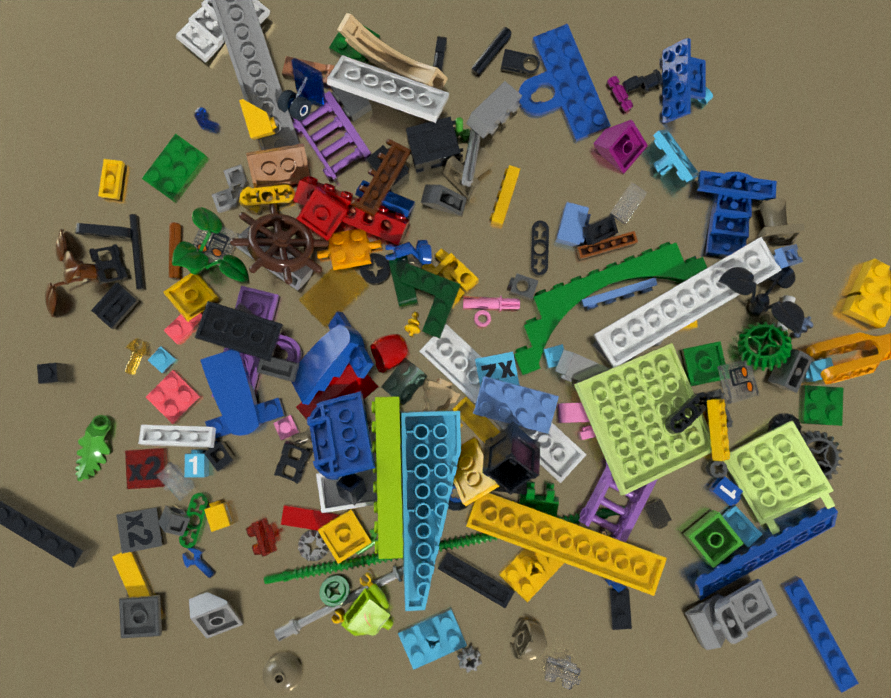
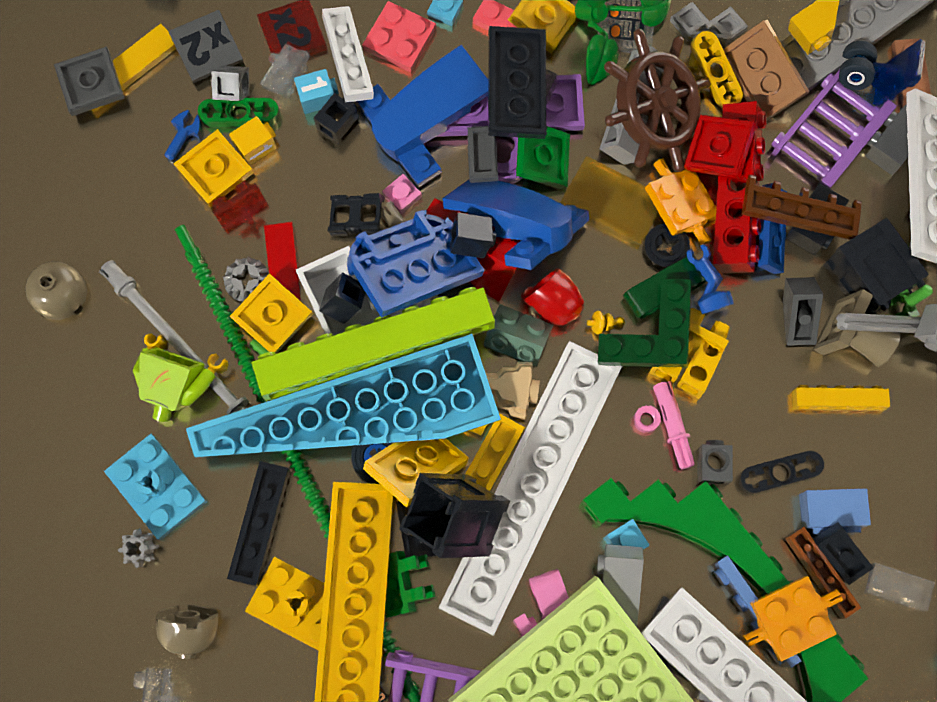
camera: 75 degrees right, 10 degrees down
(213, 614) = (113, 172): light grey slope -> none
(229, 547) = (213, 167): none -> yellow plate
(295, 328) = (545, 159): none -> green plate
(334, 582) = (178, 319): gear -> none
(336, 393) = (471, 235): none -> black brick
(498, 367) = (572, 462): medium azure tile -> none
(515, 403) = (537, 502): medium blue plate -> none
(630, 274) = (793, 618): none -> light orange plate

